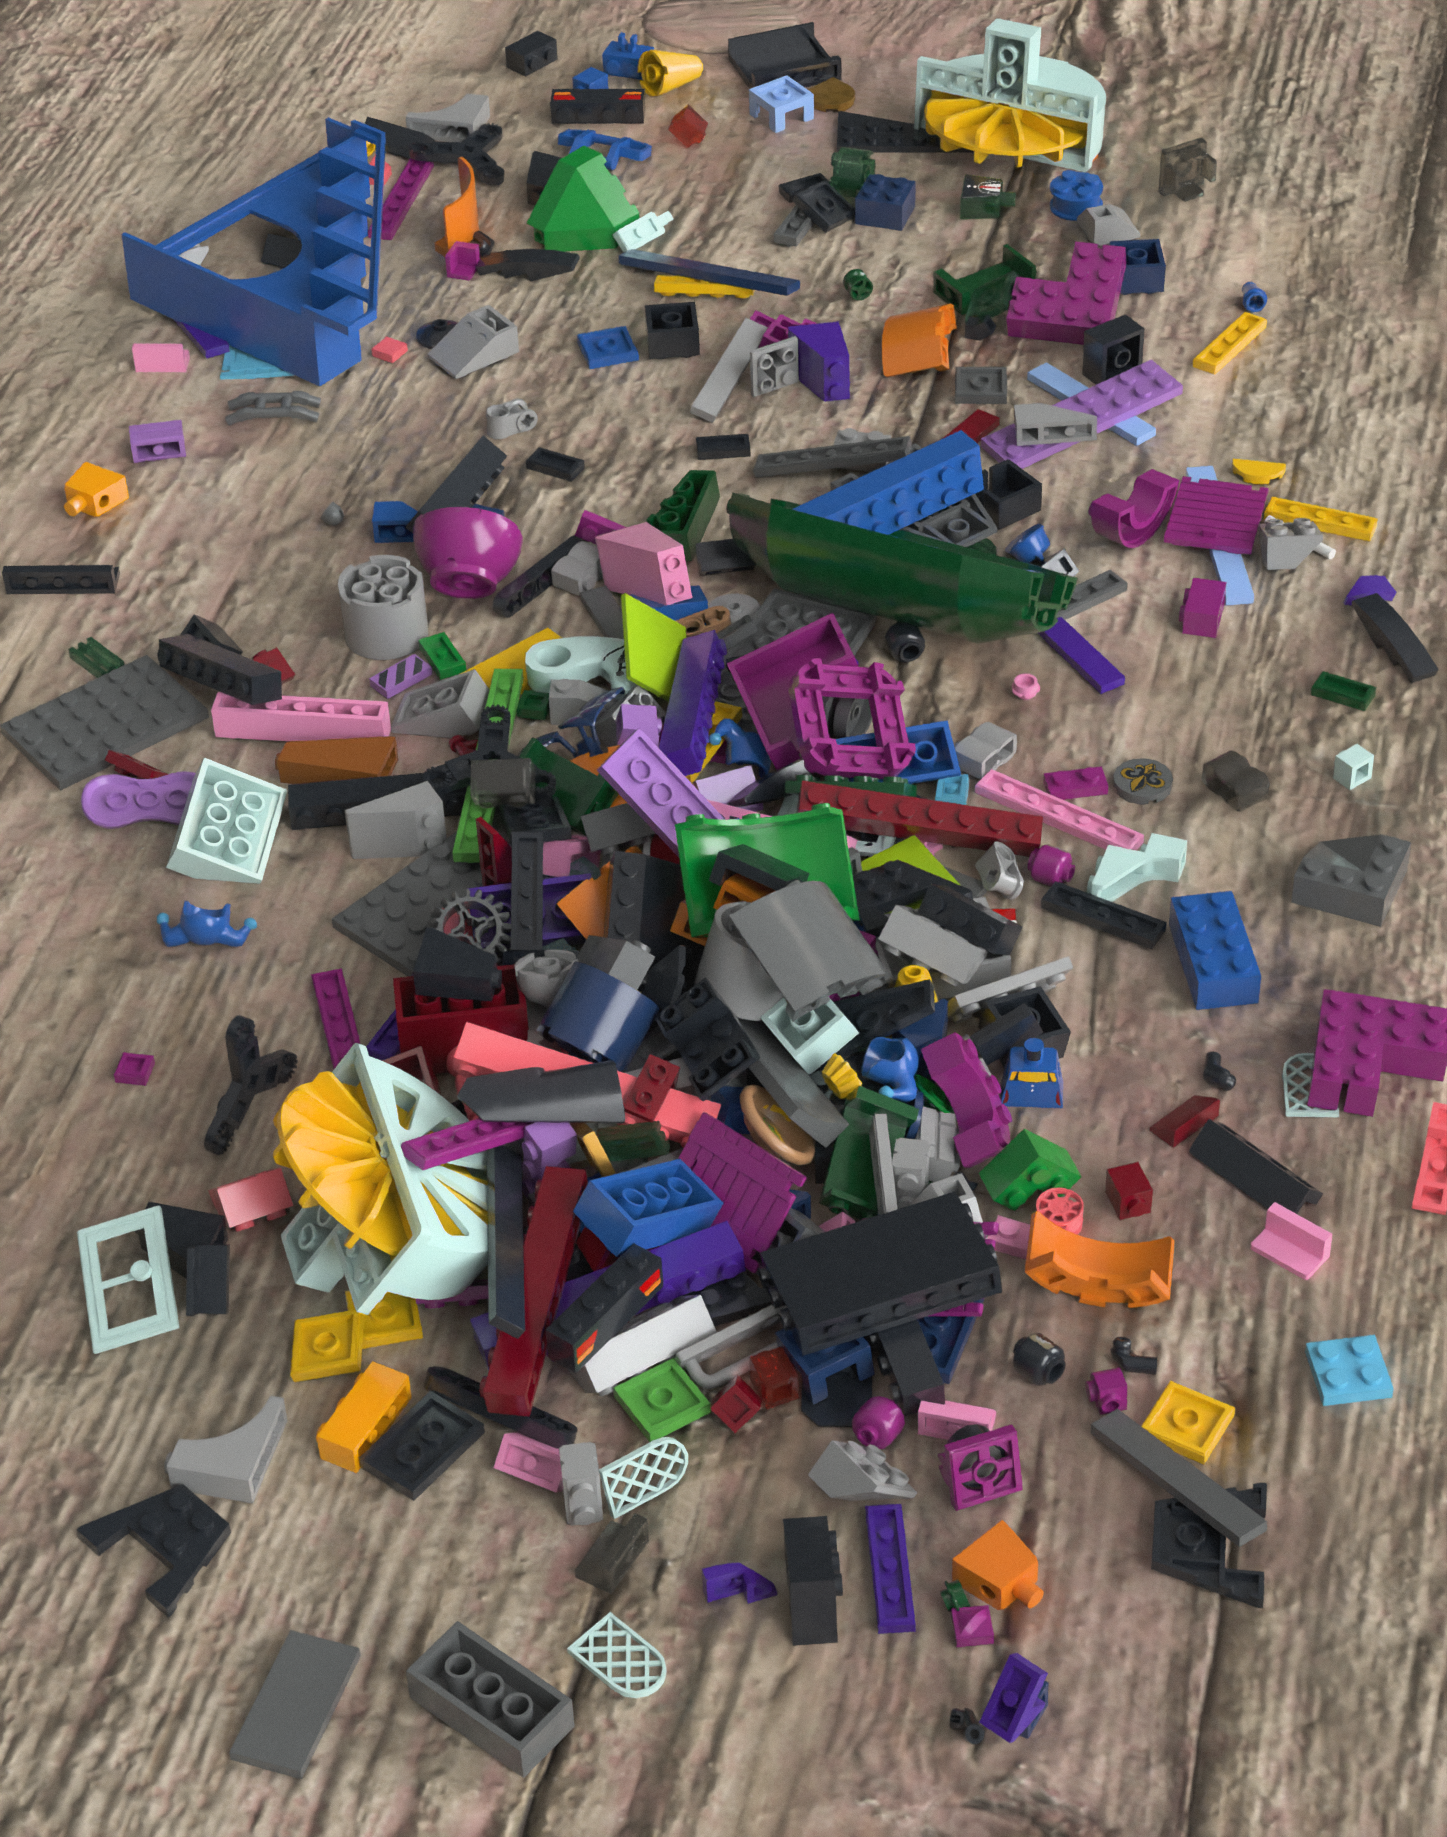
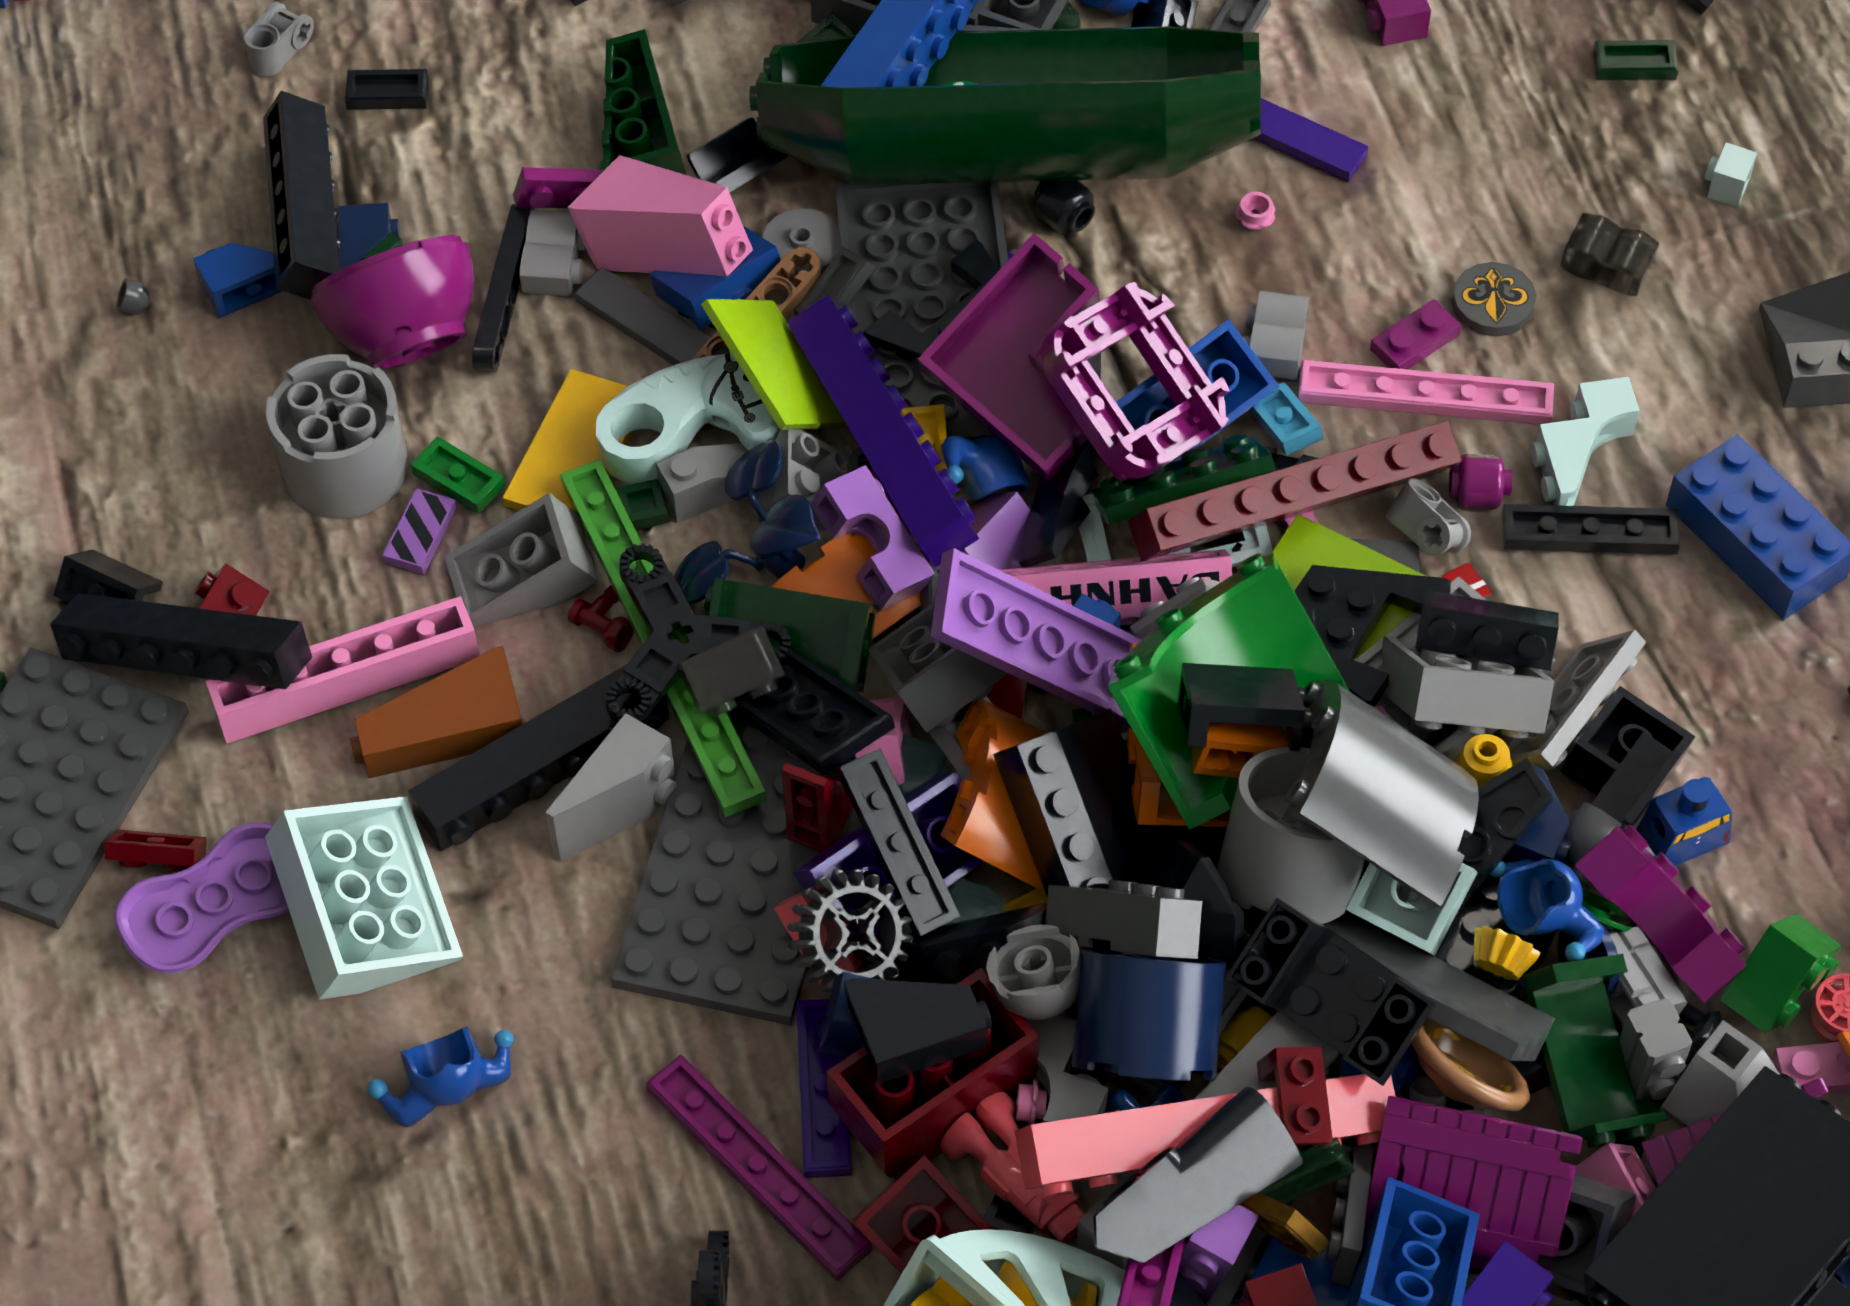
camera: 30 degrees left, 15 degrees up
(882, 1165) = (1640, 1072): light grey tile -> none

